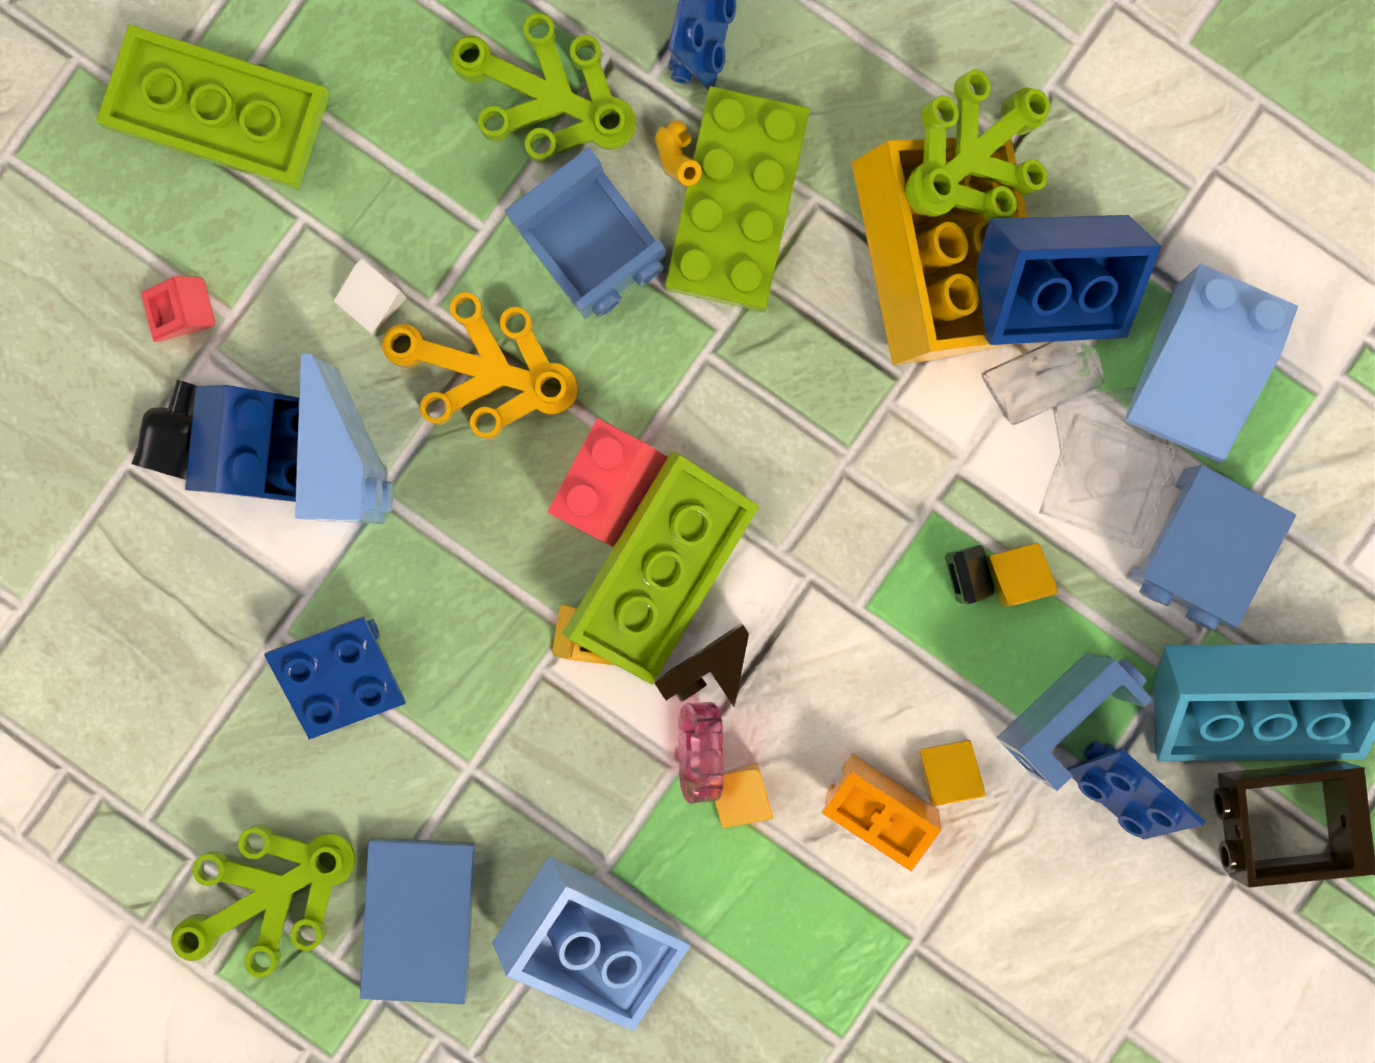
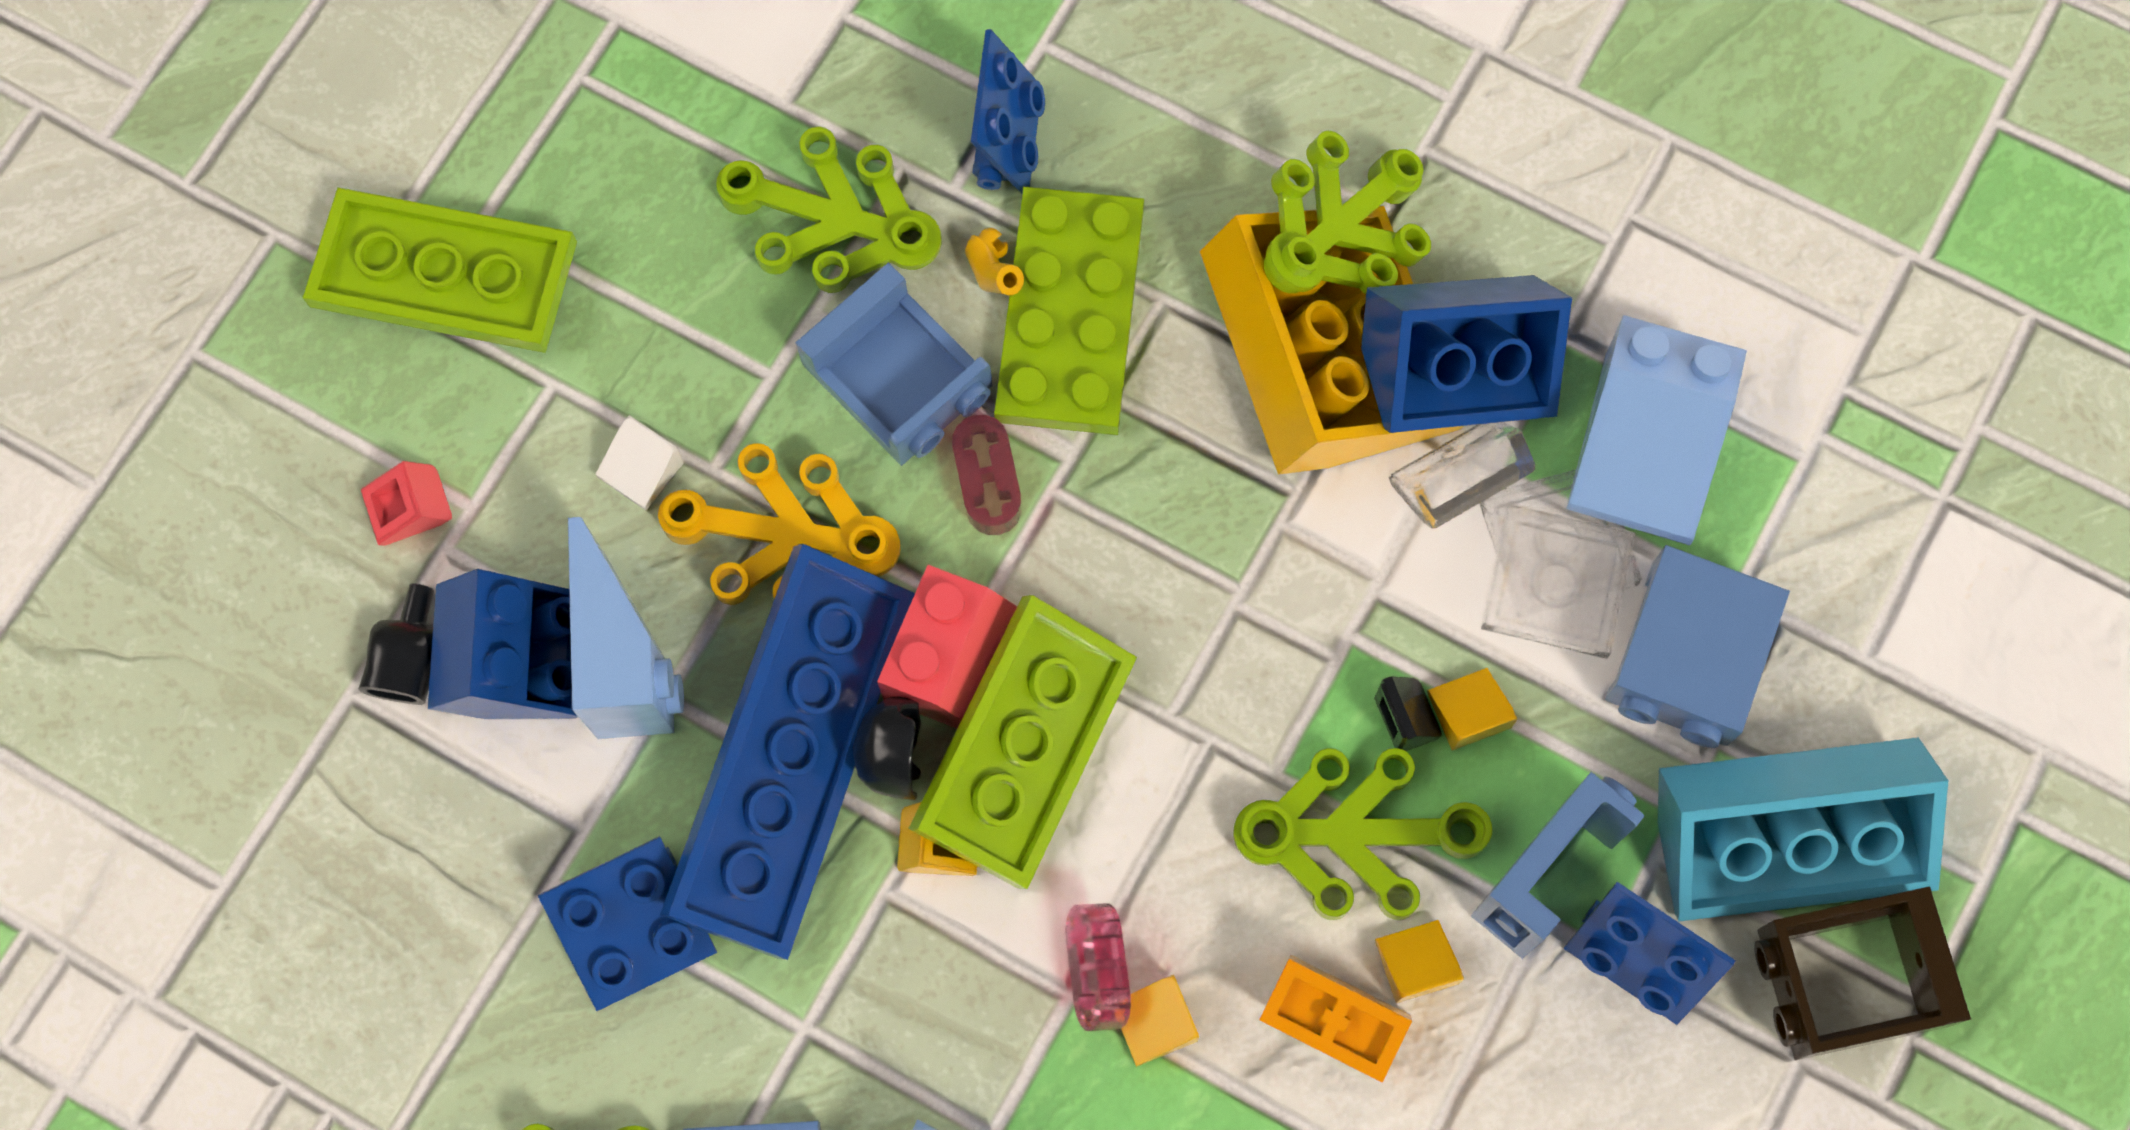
camera: 10 degrees left, 15 degrees down
(472, 556) = (787, 754): none -> blue plate
(550, 563) = (886, 748): none -> black hair
(641, 337) = (1001, 472): none -> clear pink beam
(721, 657) = (1106, 846): dark brown slope -> none
(910, 665) = (1349, 833): none -> lime plant

